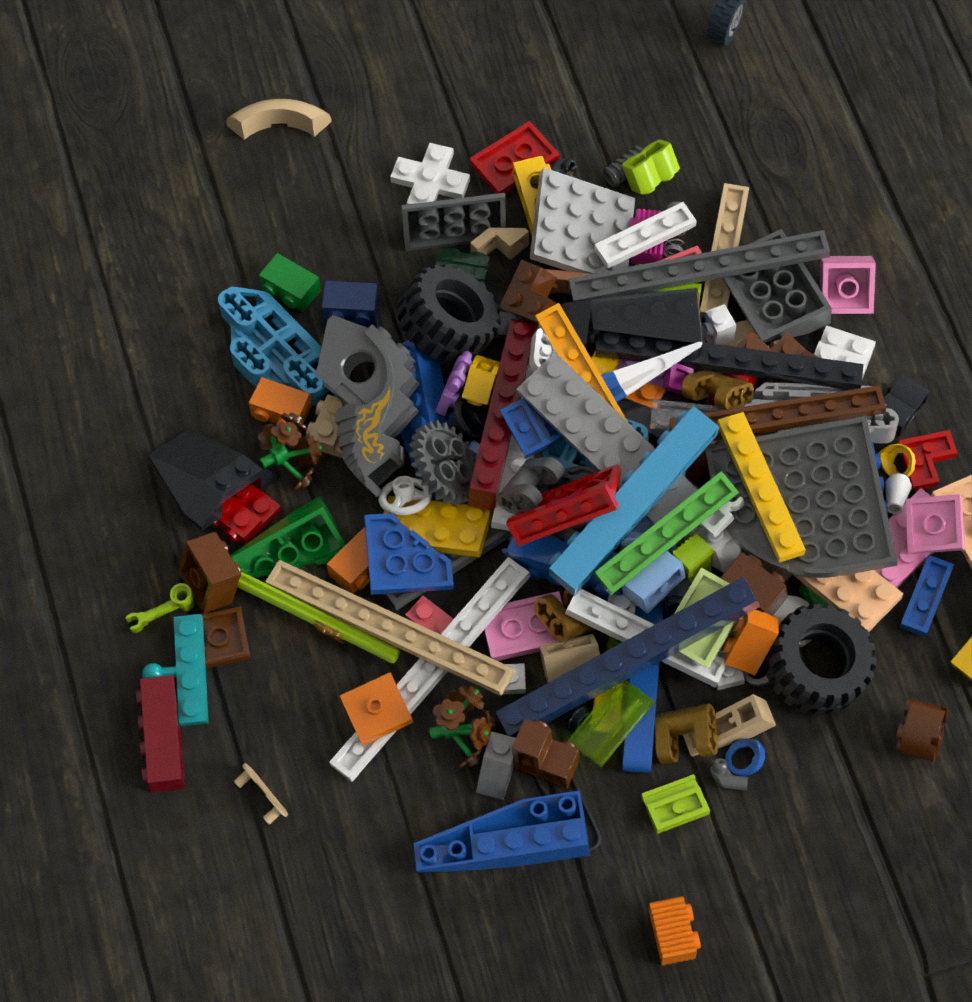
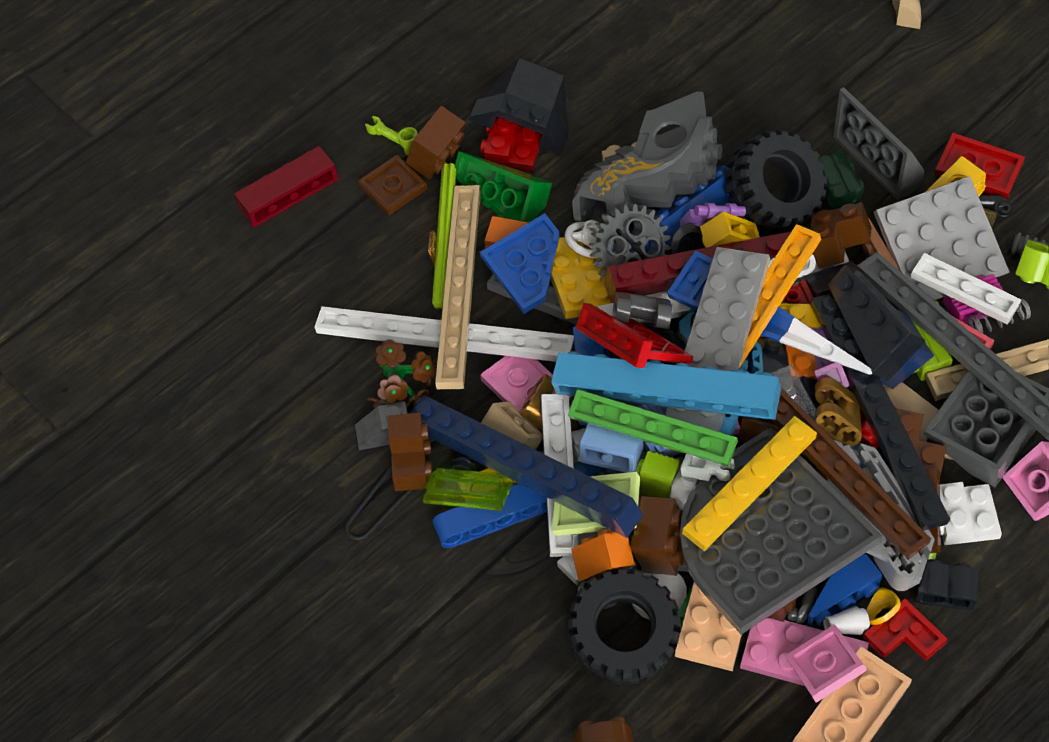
camera: 65 degrees right, 5 degrees down
(189, 670) = (349, 176): teal plate -> none
(268, 347) = (674, 77): dark azure connector -> none
(274, 399) = (622, 119): orange brick -> none
(275, 811) = (273, 282): tan piece -> none
(289, 283) = (740, 72): green brick -> none
(305, 450) = (582, 124): reddish brown plant -> none
(352, 302) = (738, 115): dark blue piece -> none
(376, 709) = (382, 312): orange plate -> none
(429, 615) = (495, 312): coral plate -> none
(430, 176) = (917, 118): white plate -> none
(507, 240) = (882, 186): tan slope -> none
(511, 836) = (324, 466): blue wedge -> none
(517, 683) = (473, 401): white plate -> none
(673, 930) = (301, 631): orange brick -> none
(675, 804) = (423, 579): lime plate -> none
(695, 719) = (497, 548): pearl gold connector -> none
(719, 326) = (918, 393): white brick -> none
(725, 778) = (471, 610): dark grey arm -> none
(738, 722) = (523, 588): tan slope -> none
(757, 760) = (509, 625): blue piece -> none
(926, 596) = (756, 698): blue plate -> none

